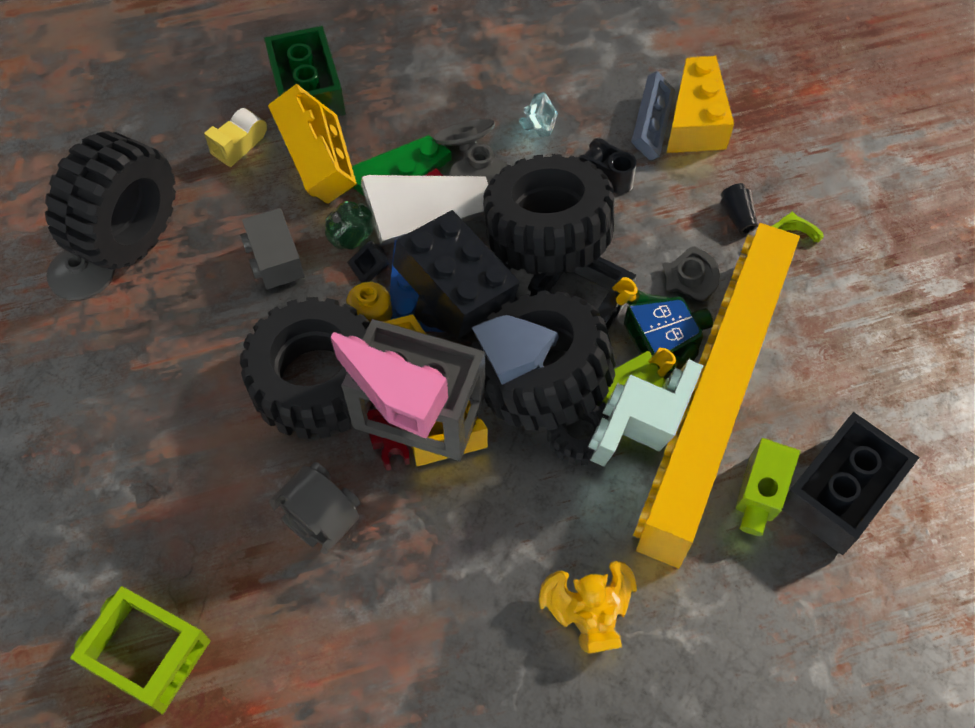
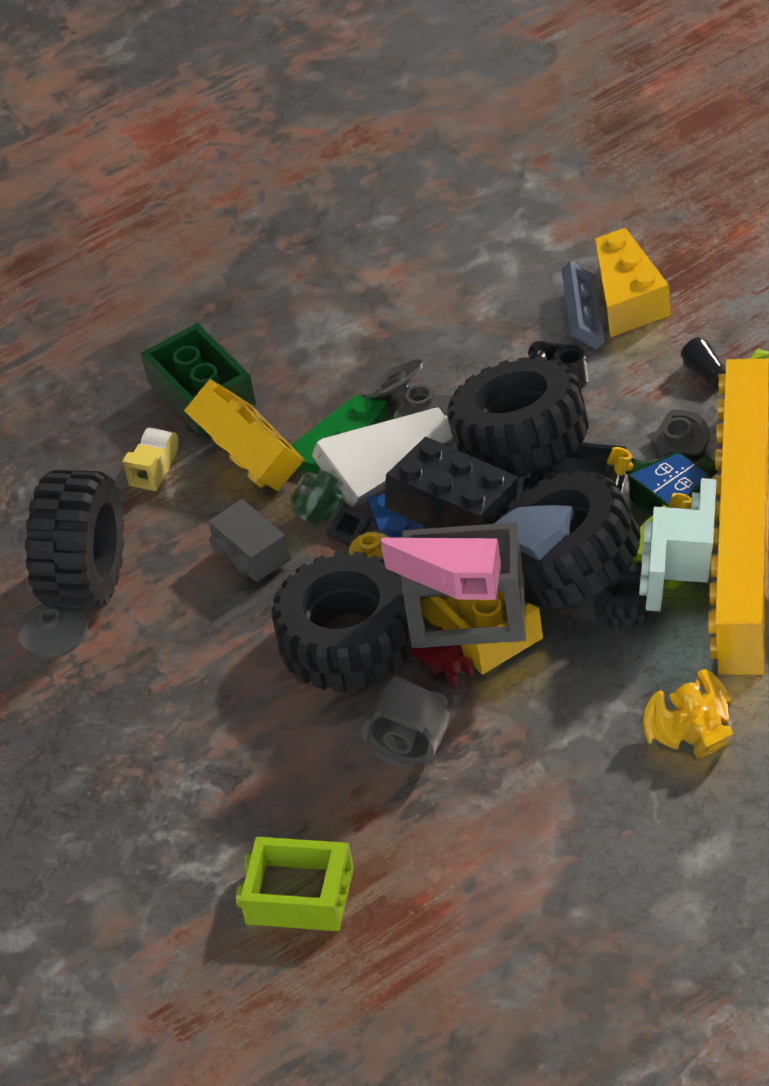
camera: 10 degrees left, 15 degrees down
(540, 115) = (463, 341): clear light blue tile -> none

